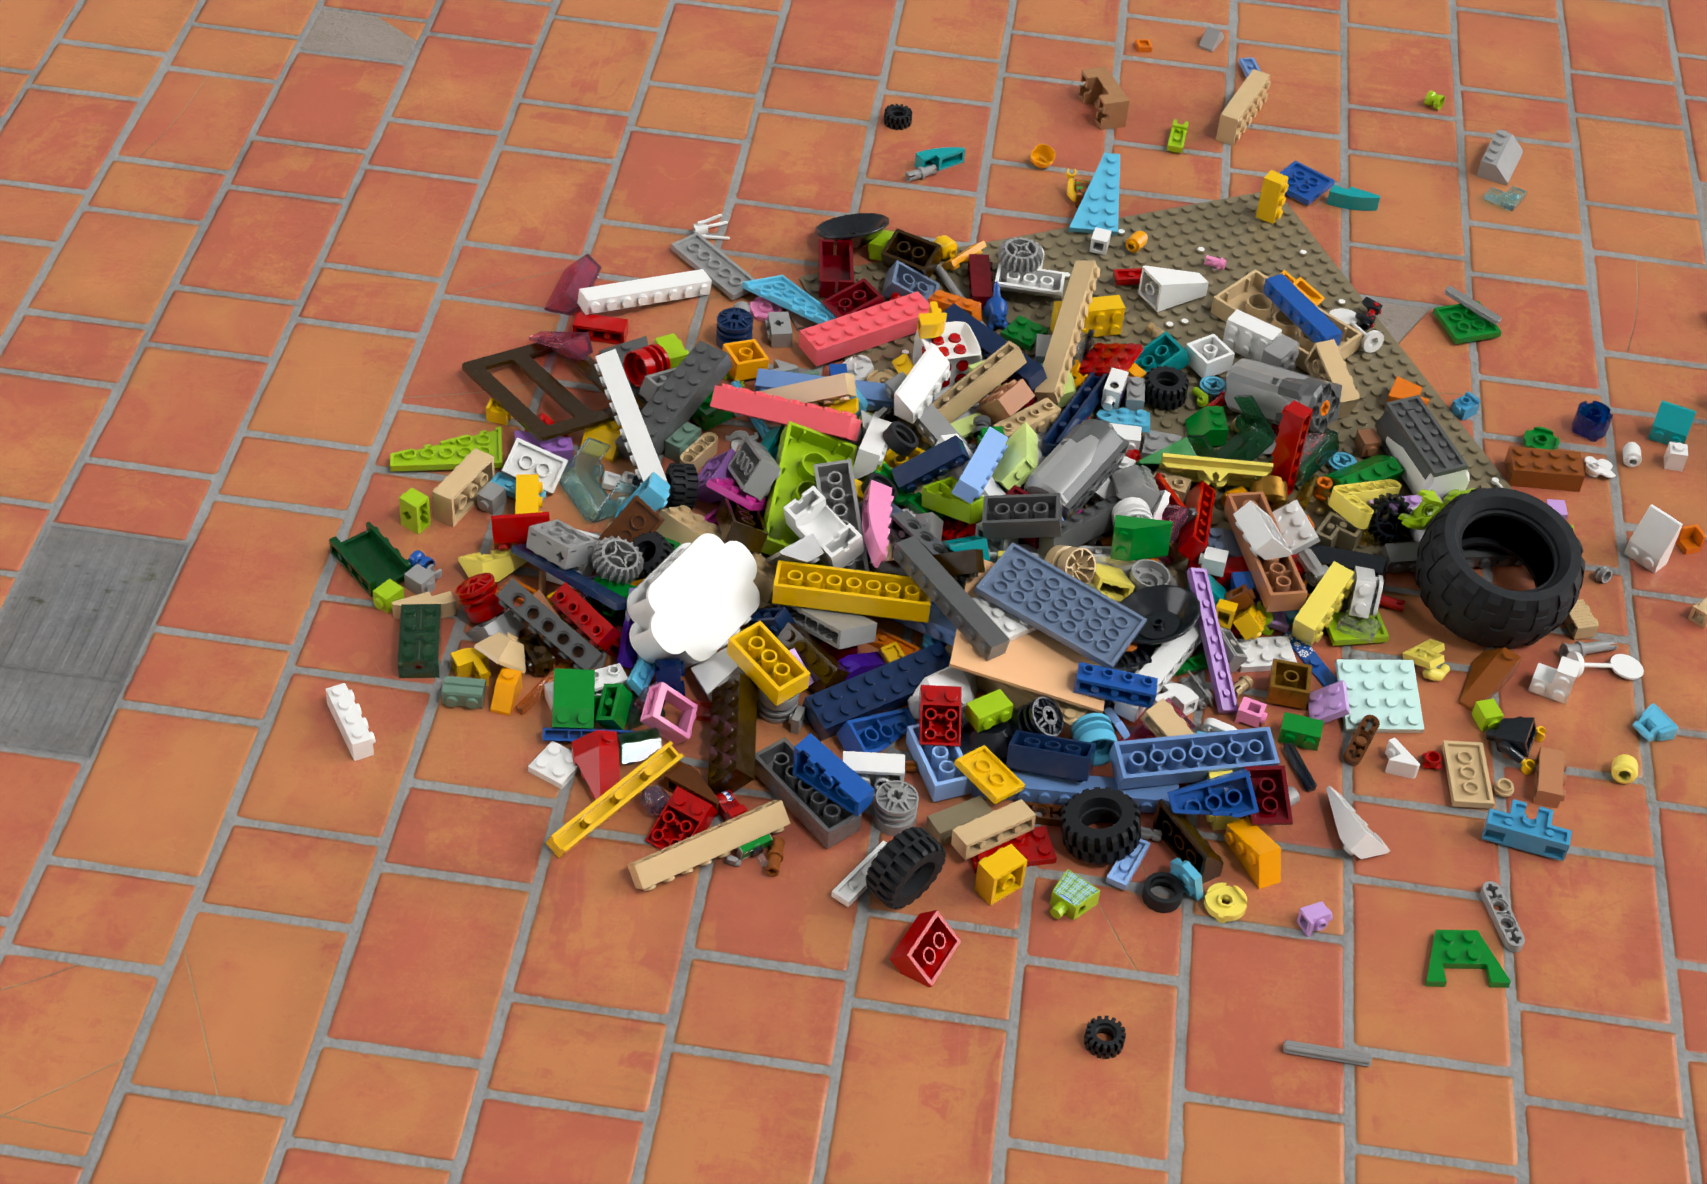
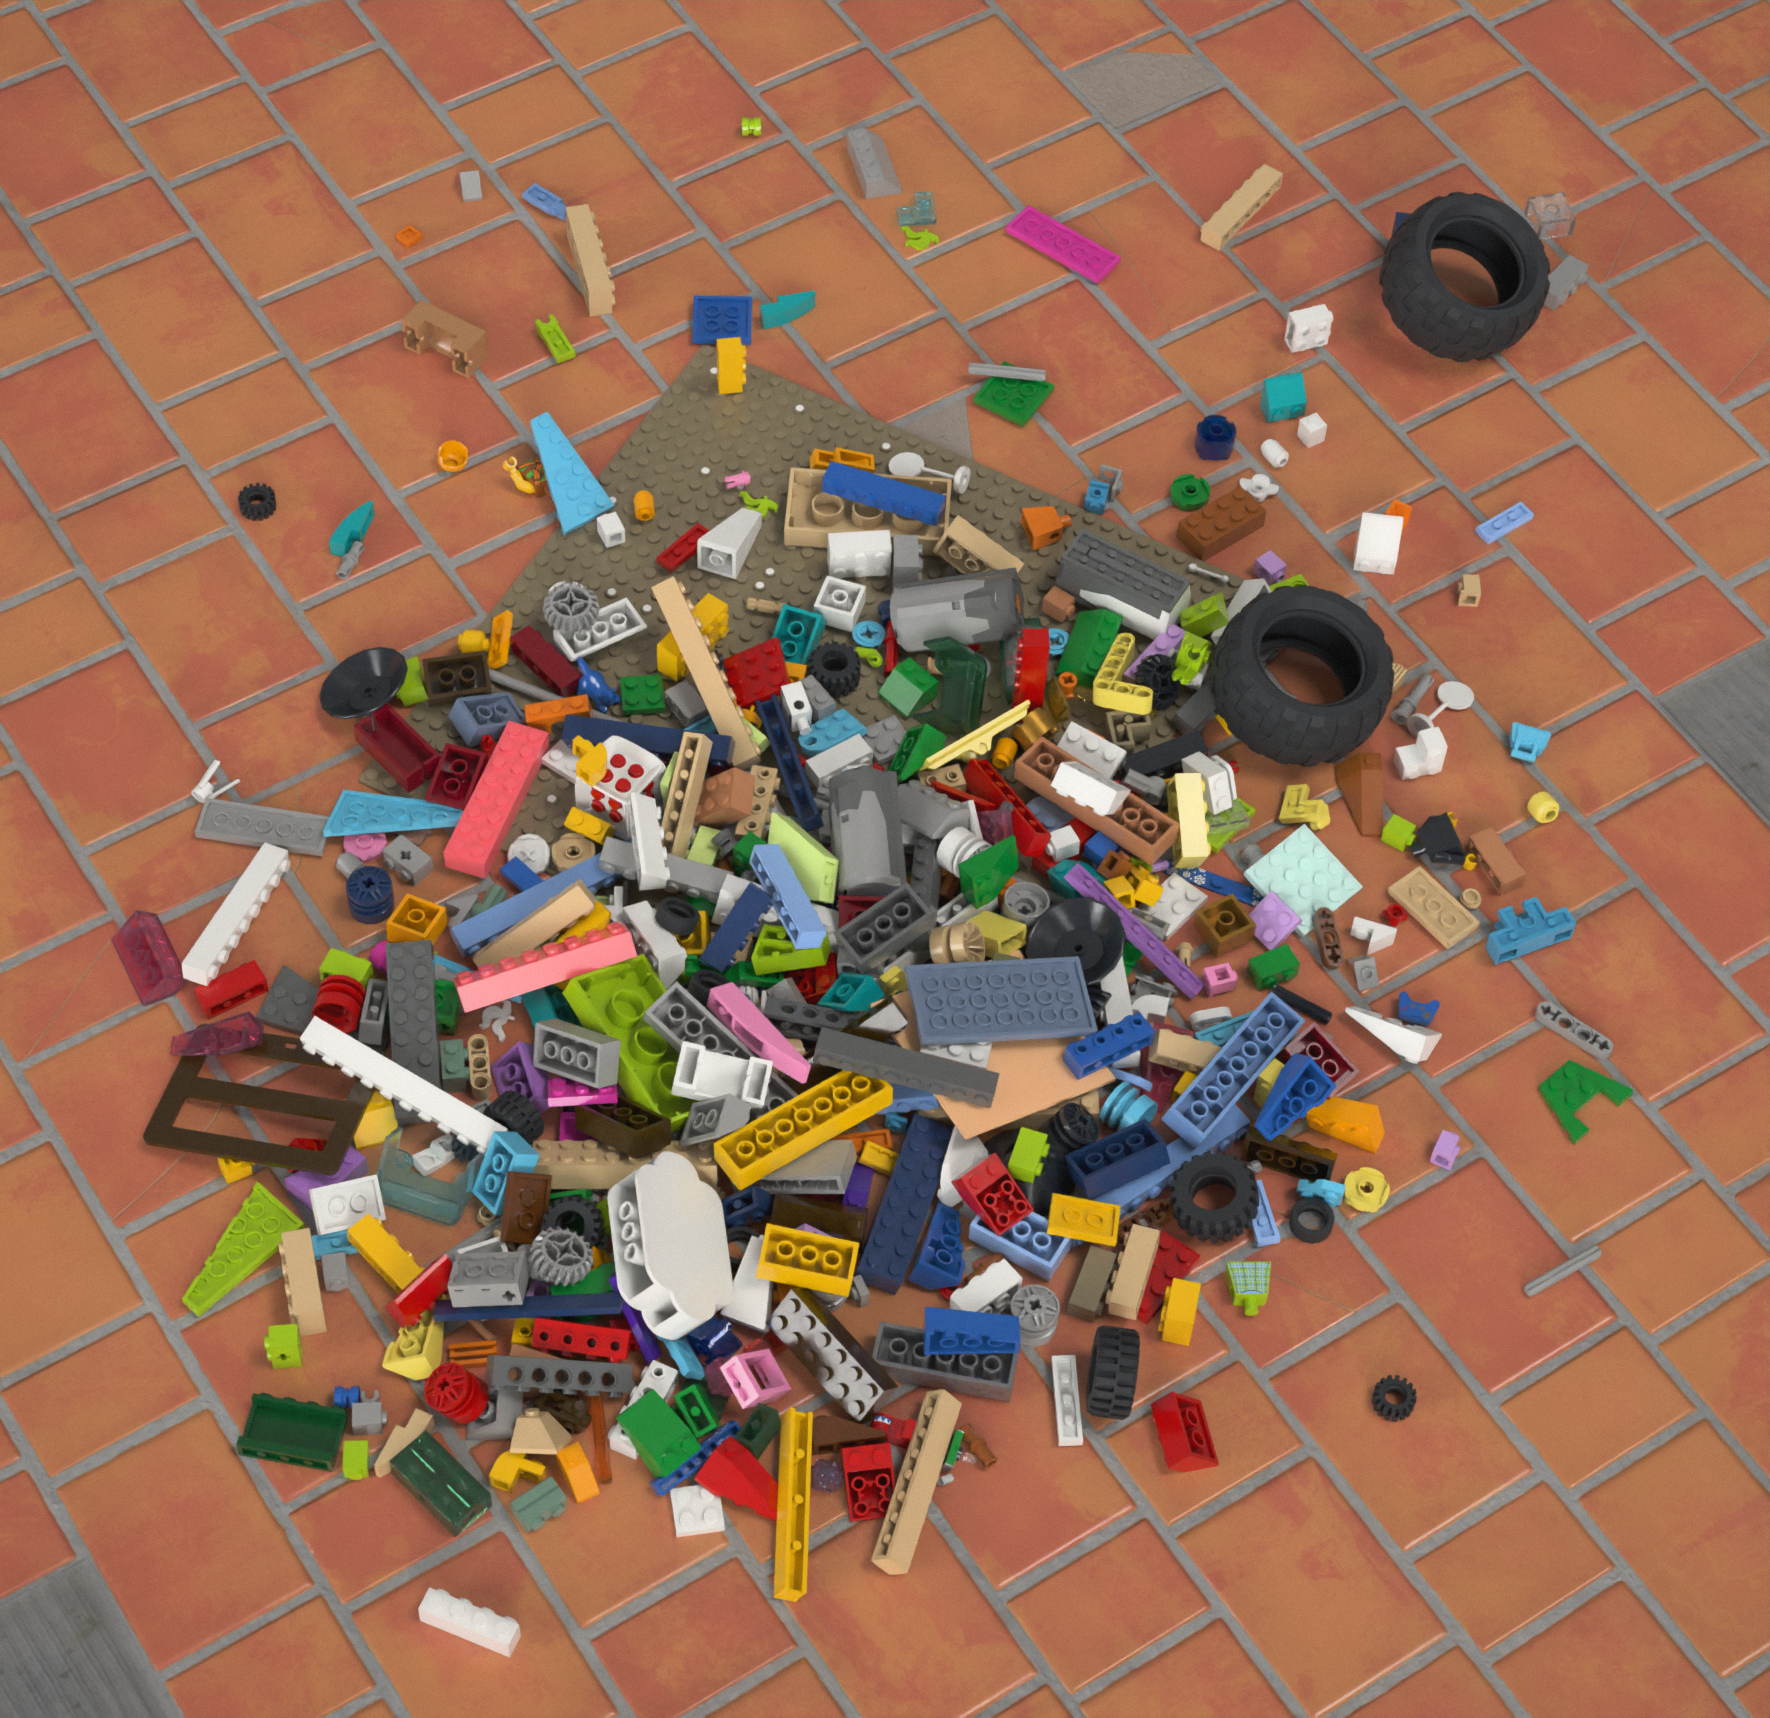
camera: 40 degrees left, 10 degrees up
(1217, 284) = (763, 504): none -> lime piece
(1367, 320) = (932, 454): black piece -> none
(1369, 778) = (1365, 971): none -> light grey bracket
(1383, 825) = (1416, 1012): none -> blue piece
(1487, 407) = (1117, 479): none -> light grey bracket
(1491, 214) = (925, 237): none -> lime piece
(1595, 265) = (1063, 244): none -> dark pink plate

